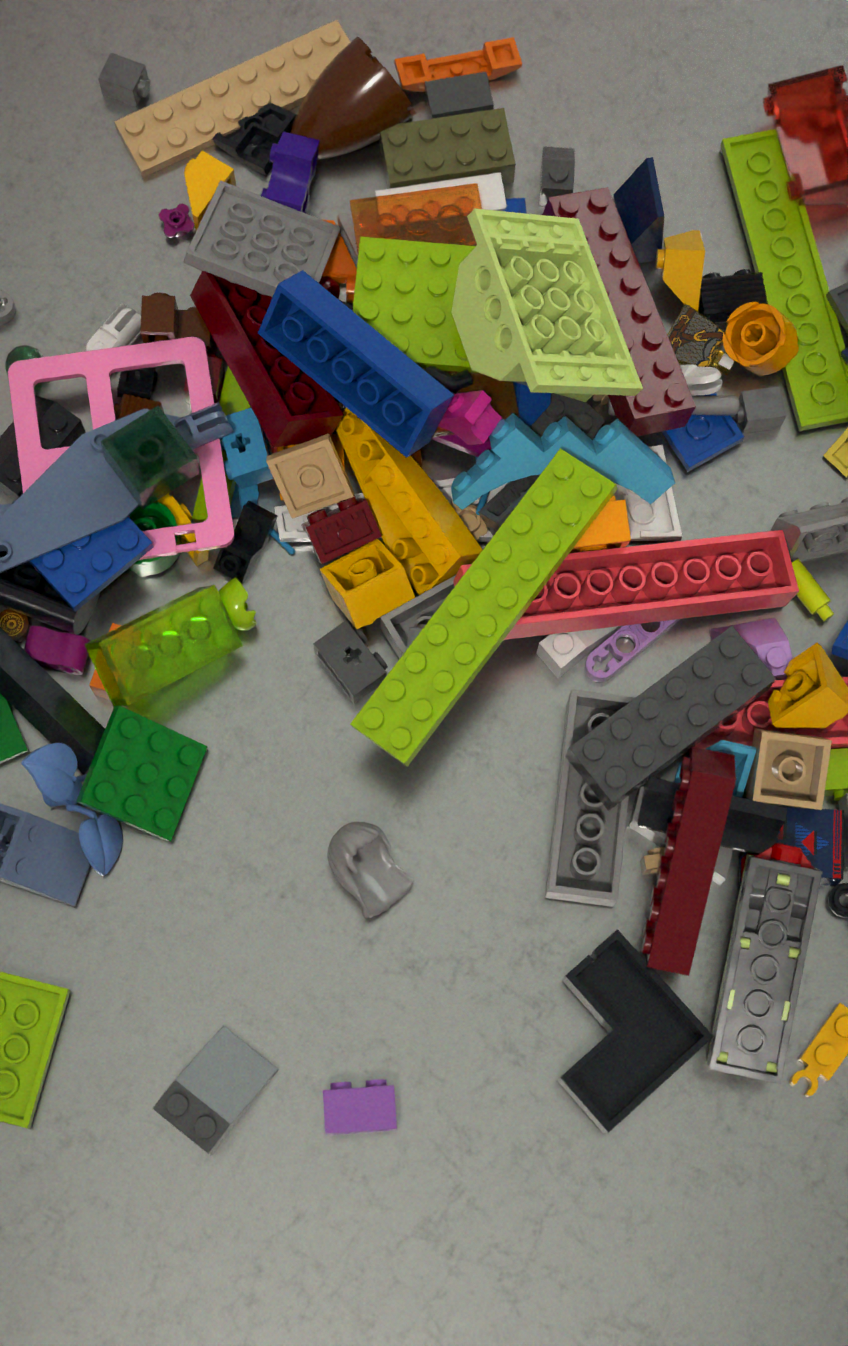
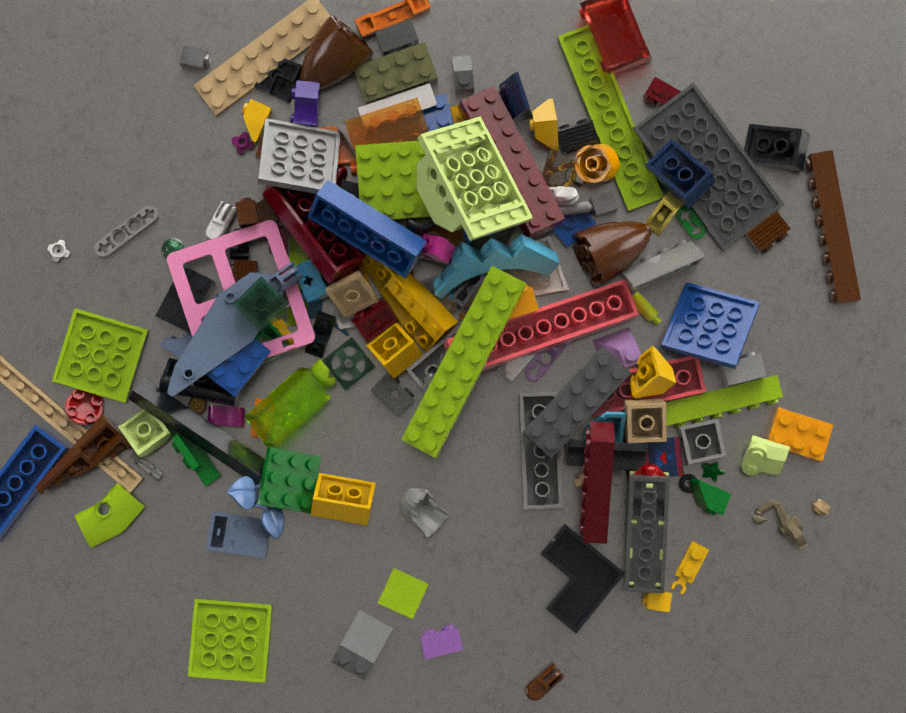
camera: 10 degrees left, 10 degrees up
(230, 825) = (343, 499): none -> yellow slope
(285, 598) = (348, 363): none -> clear green piece
(307, 1009) = (403, 593): none -> lime tile
(534, 1216) = (544, 682): none -> reddish brown arm
(761, 477) = (609, 248): none -> reddish brown cylinder
(763, 1100) = (657, 601): none -> yellow brick

